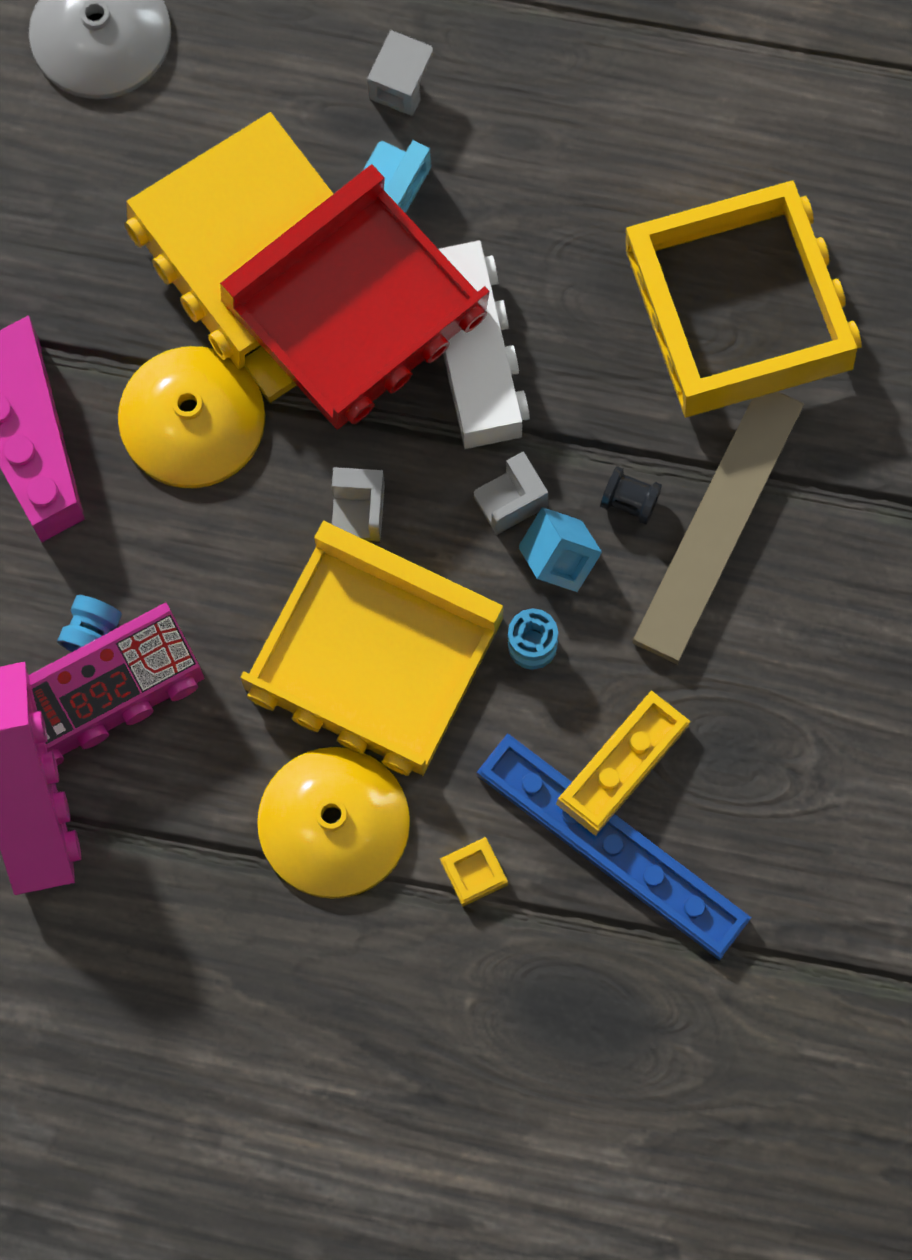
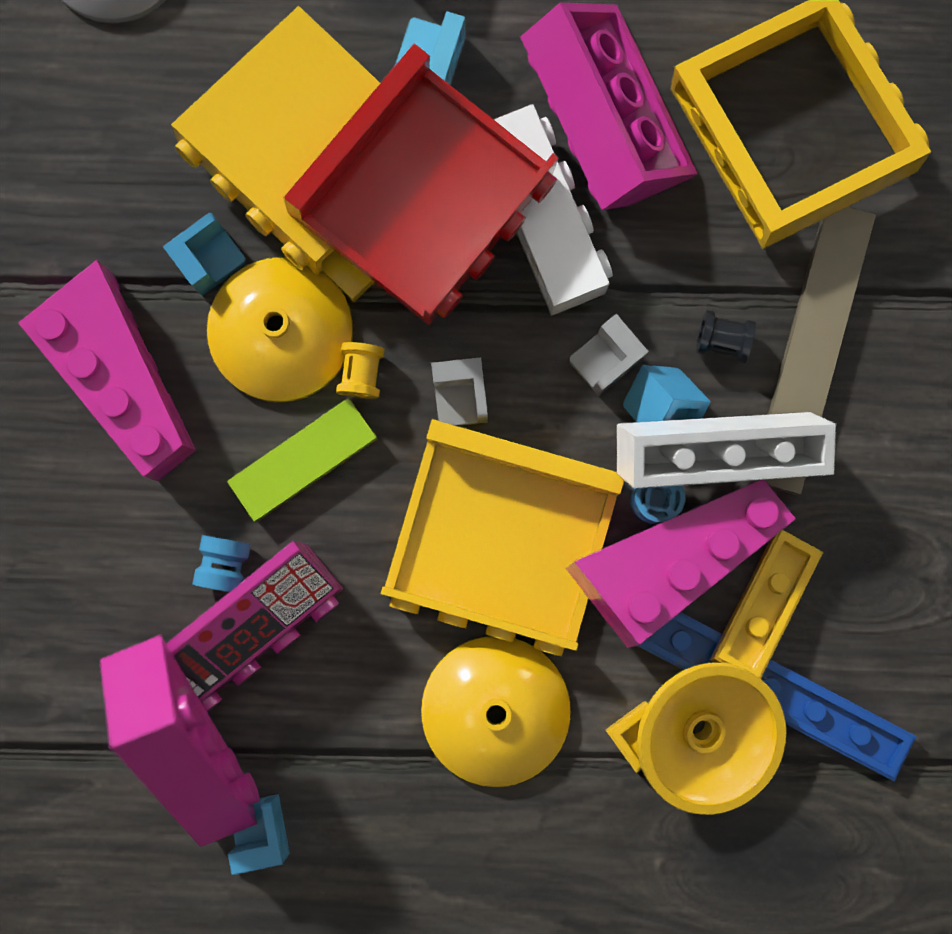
camera: 10 degrees left, 10 degrees up
(75, 903) = (263, 843): none -> dark azure panel
(133, 330) = (205, 254): none -> dark azure panel
(189, 544) = (302, 460): none -> lime tile
(263, 467) = (360, 370): none -> yellow bush
(537, 696) = (667, 567): none -> dark pink wedge
(557, 254) = (607, 103): none -> dark pink slope
(574, 882) = (731, 754): none -> yellow dish
(602, 593) = (725, 449): none -> white brick

